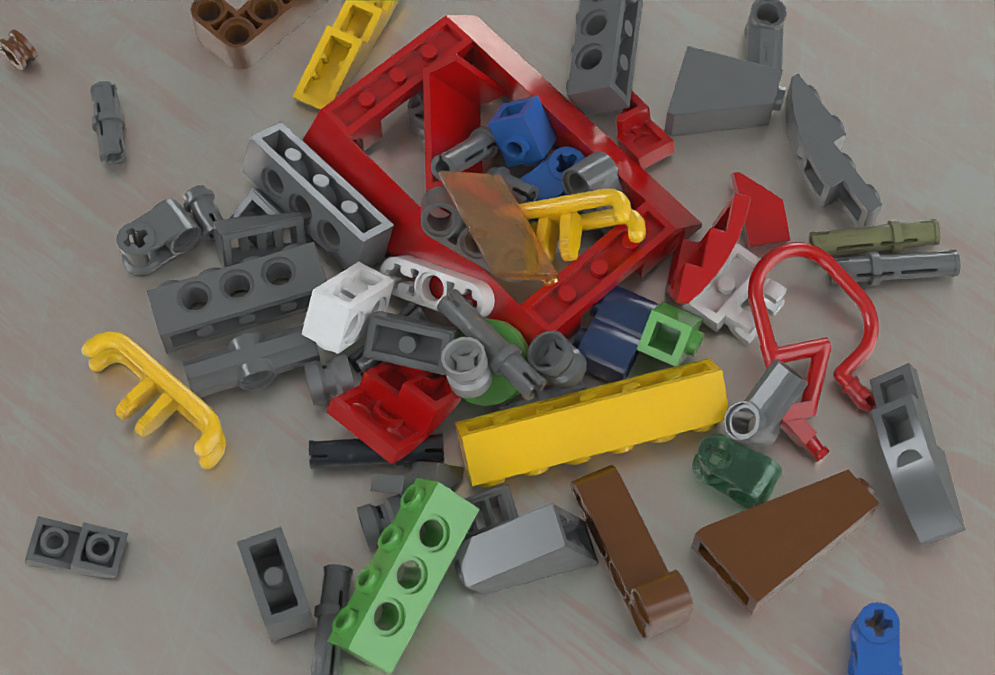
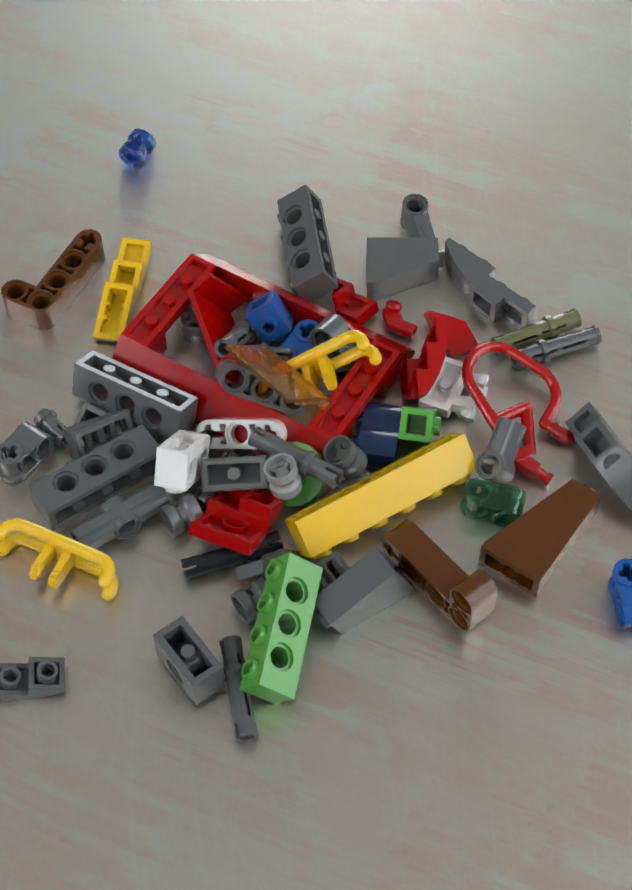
camera: 15 degrees left, 10 degrees down
(690, 173) = (394, 321): none -> red arm

